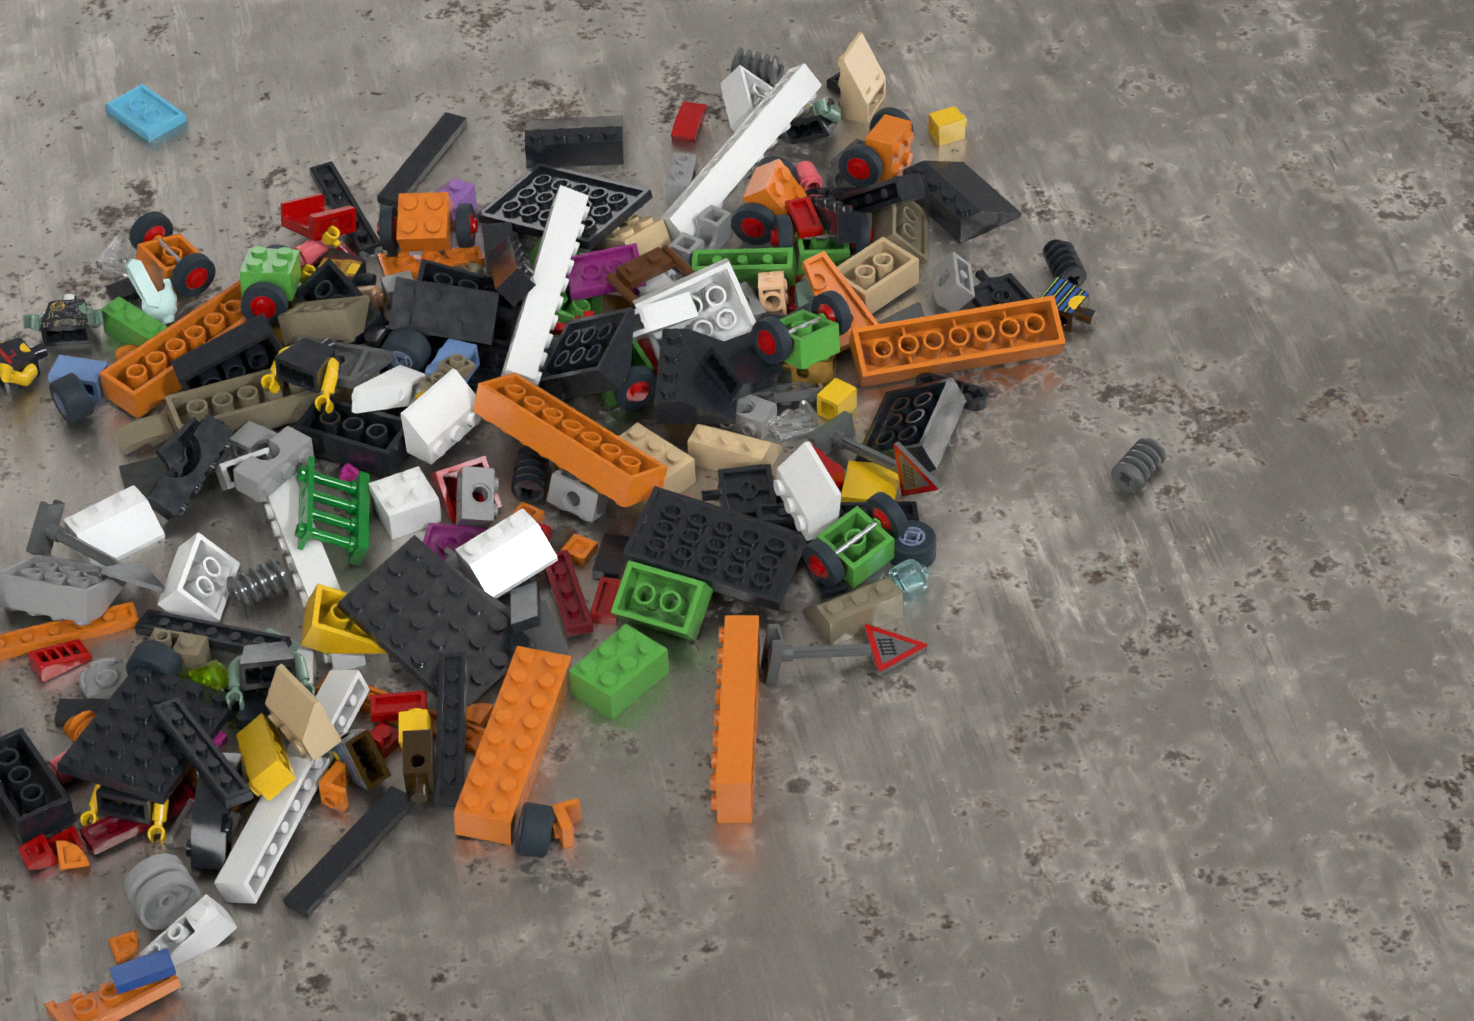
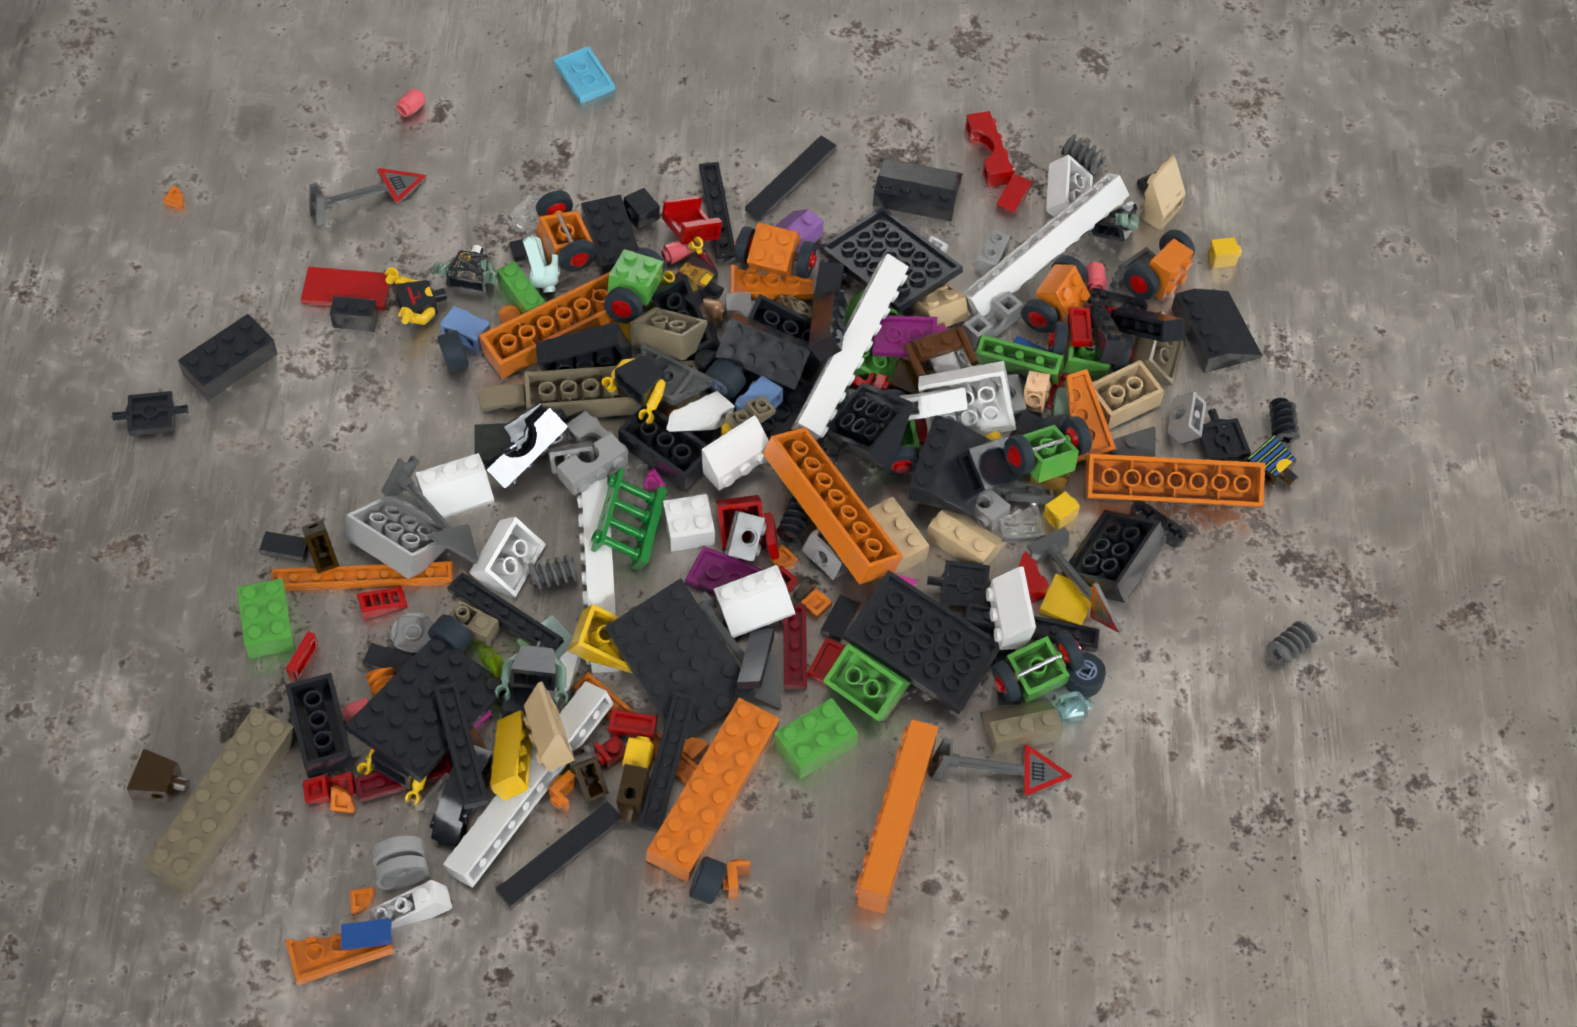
camera: 10 degrees right, 15 degrees up
(223, 243) = (609, 230): none -> black brick
(254, 221) = (641, 208): none -> black head
(506, 492) = (771, 536): none -> red tile
(634, 69) = (983, 131): none -> red arch

